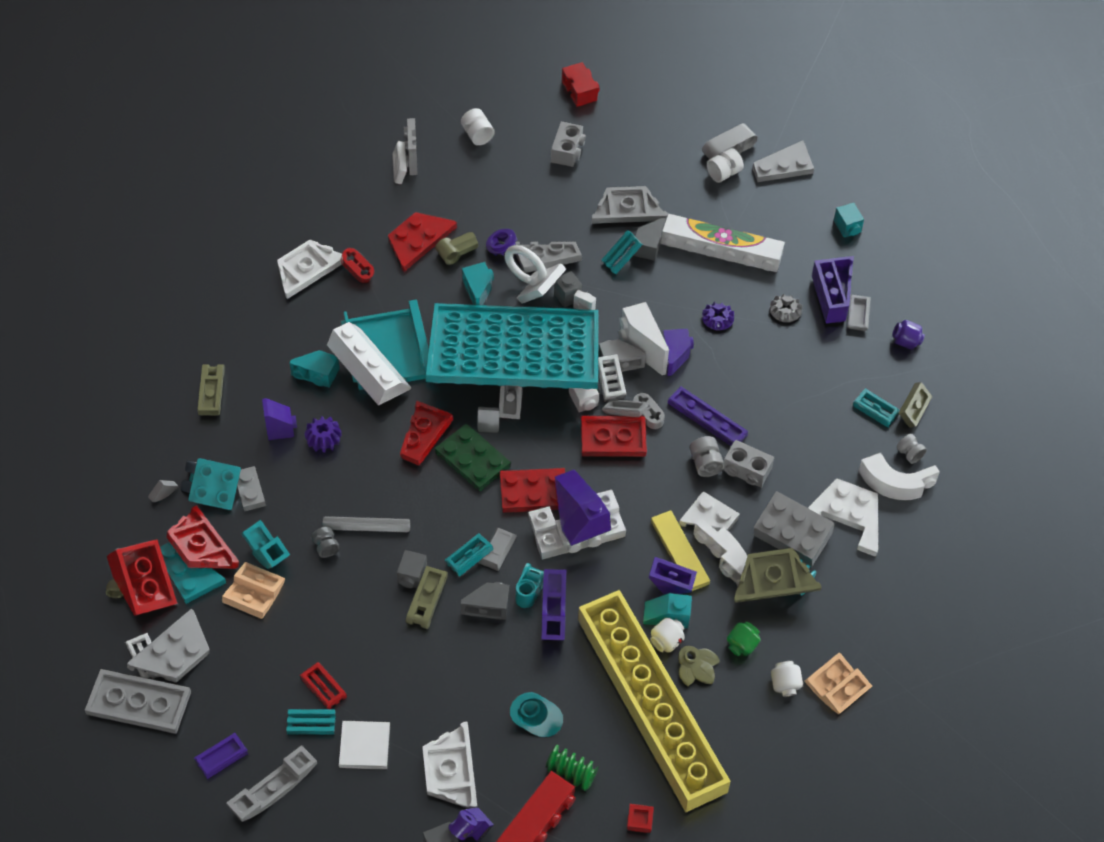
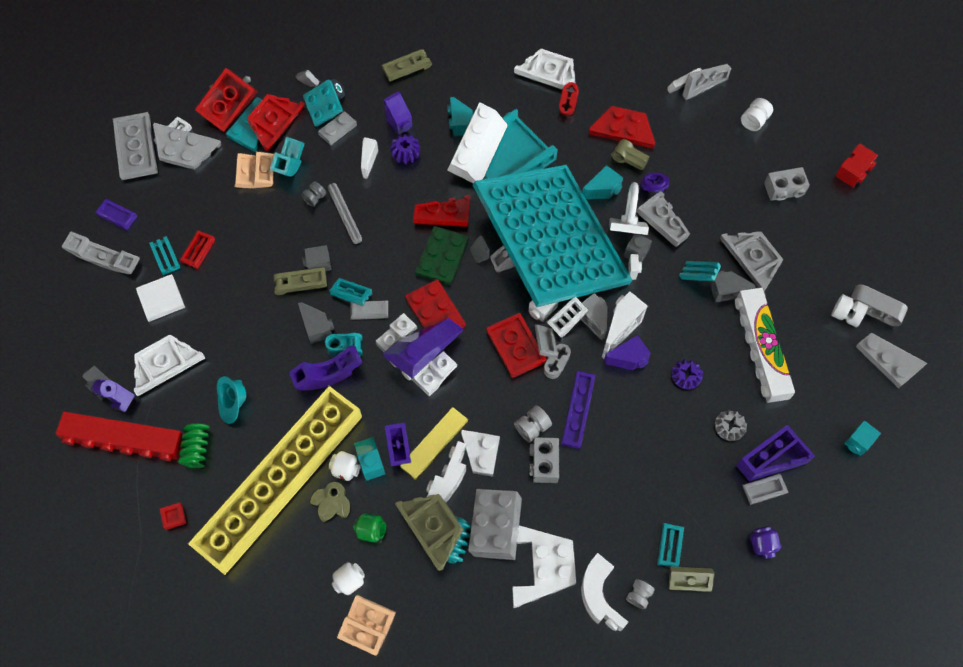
camera: 65 degrees right, 10 degrees up
(308, 471) = (369, 153): none -> white slope

